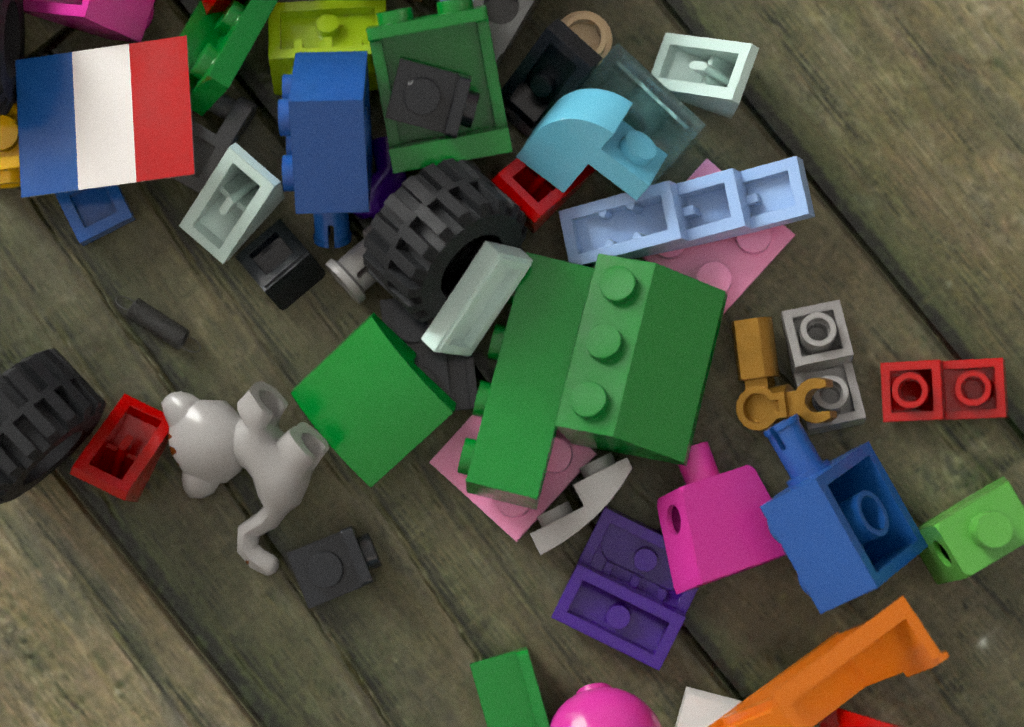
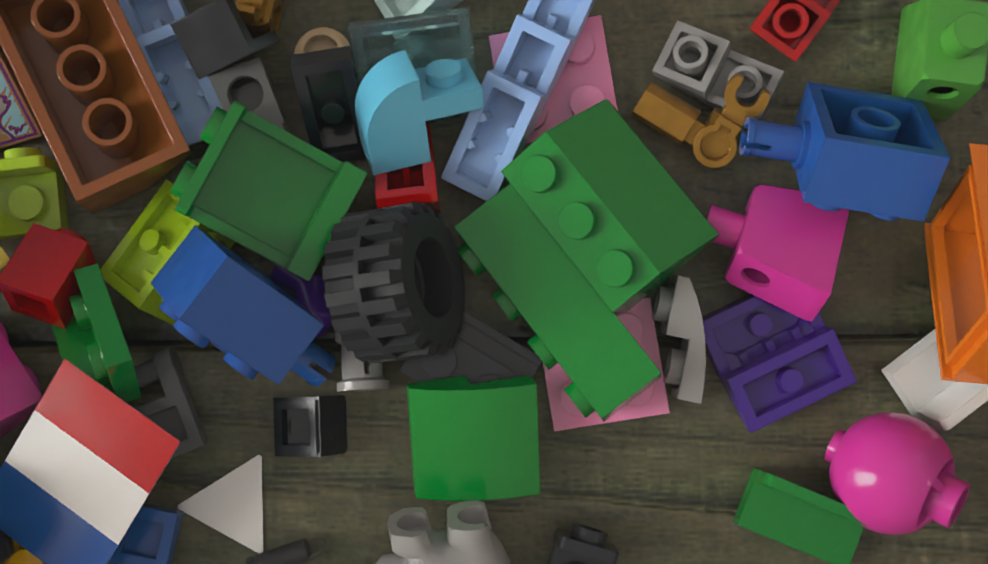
camera: 55 degrees left, 0 degrees up
(167, 256) = (233, 505): none -> white sticker
(232, 204) = (231, 426): light aqua slope -> none
(432, 98) = (274, 202): black bracket -> none
(477, 299) = (462, 294): light aqua tile -> none

